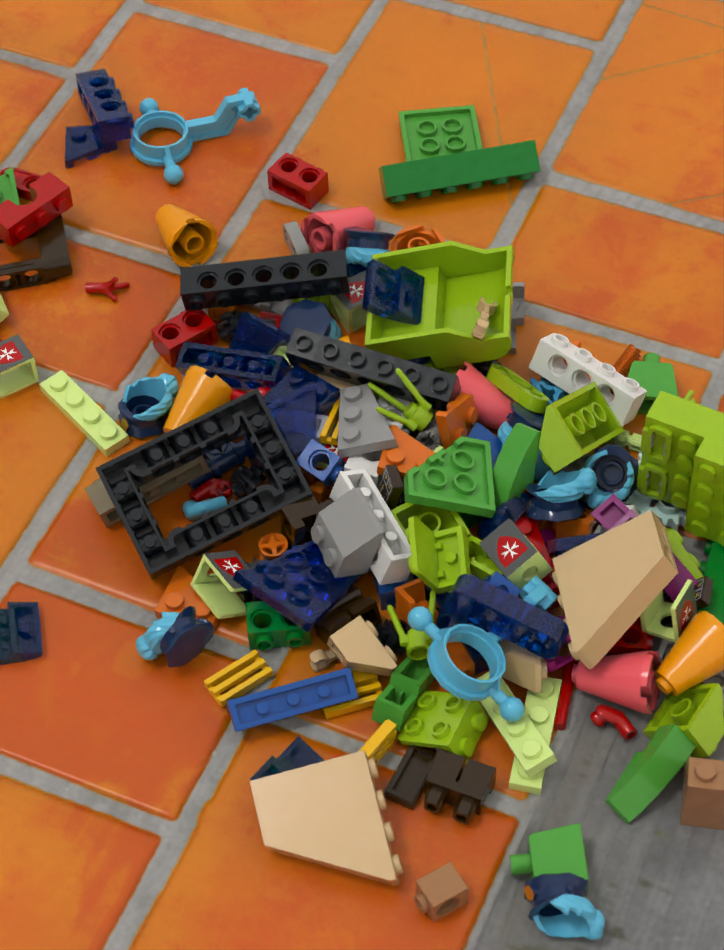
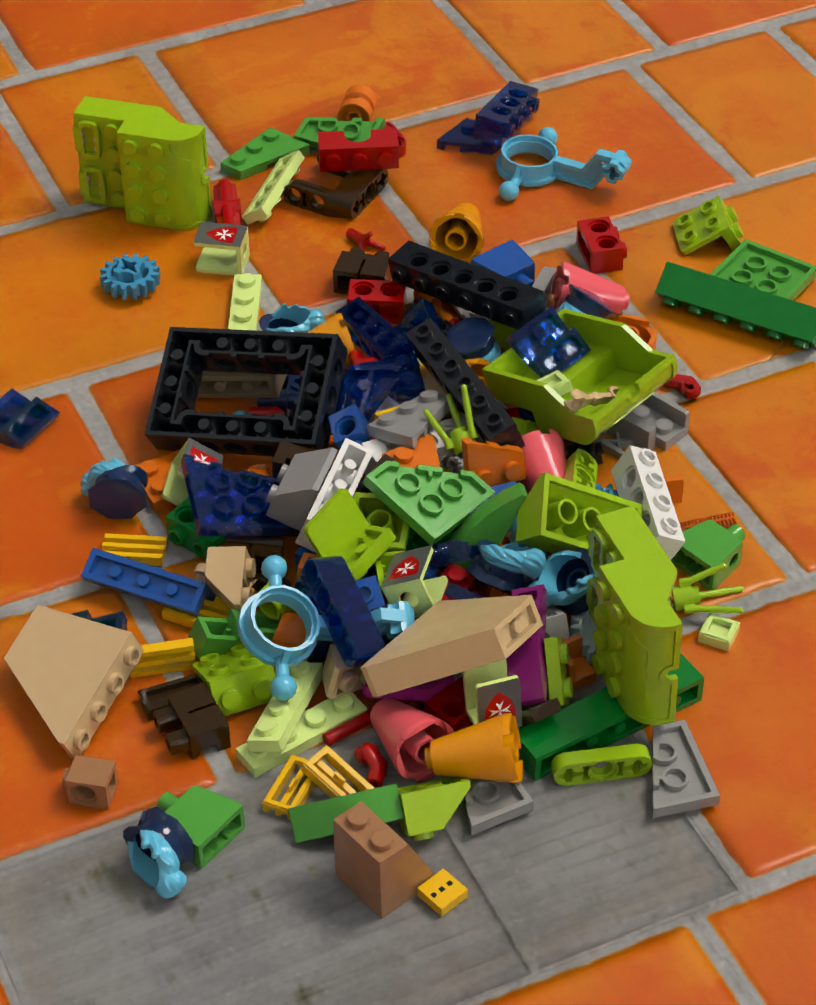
camera: 40 degrees right, 10 degrees down
(142, 315) = (359, 265): none -> dark brown hips
(254, 241) = (508, 261): none -> blue torso
(358, 118) = (707, 224): none -> lime bracket
(431, 320) = (558, 382): none -> yellowish green tile
(587, 803) = (281, 807): none -> yellow tile
(608, 755) = (332, 782): none -> yellow tile

